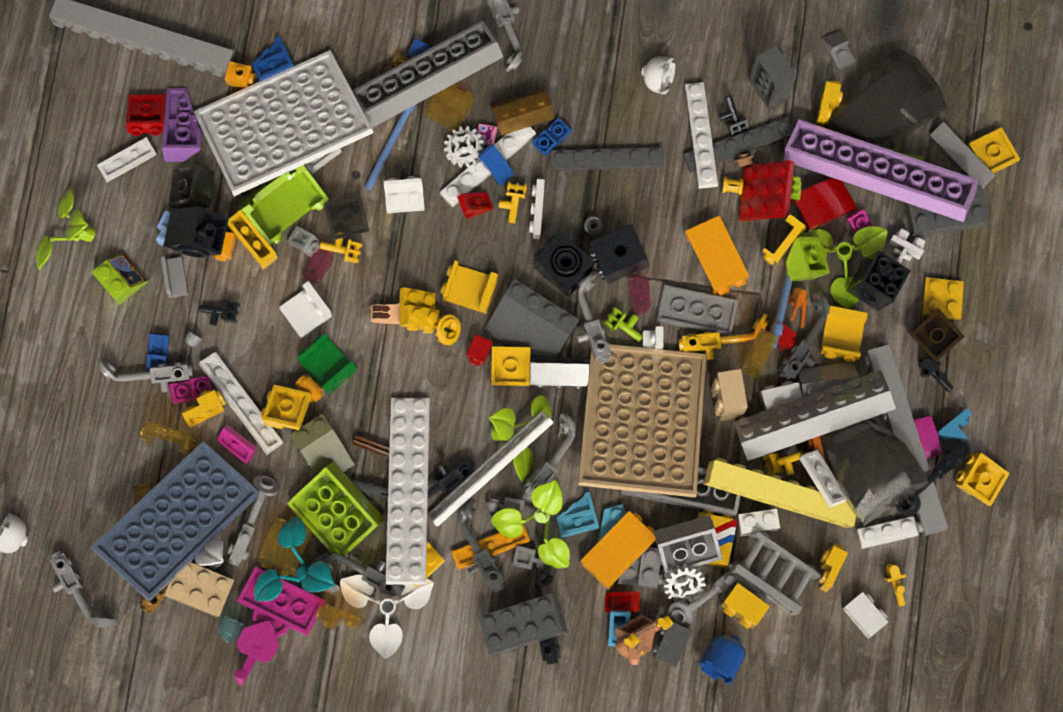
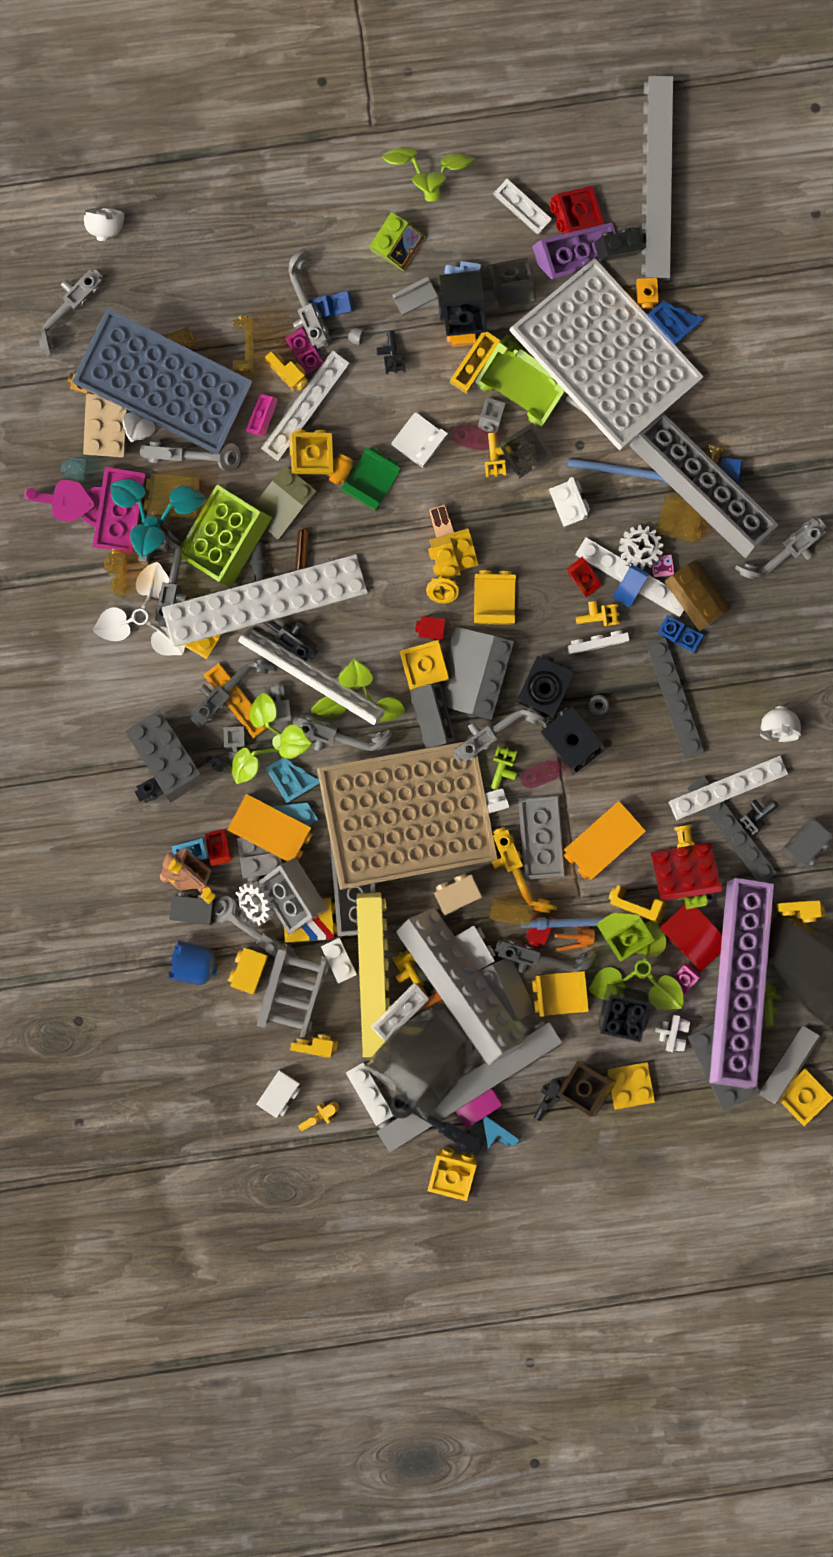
camera: 80 degrees right, 10 degrees up
(190, 85) = (619, 245): none -> pearl dark grey brick
(744, 160) = (715, 840): medium nougat plate -> none

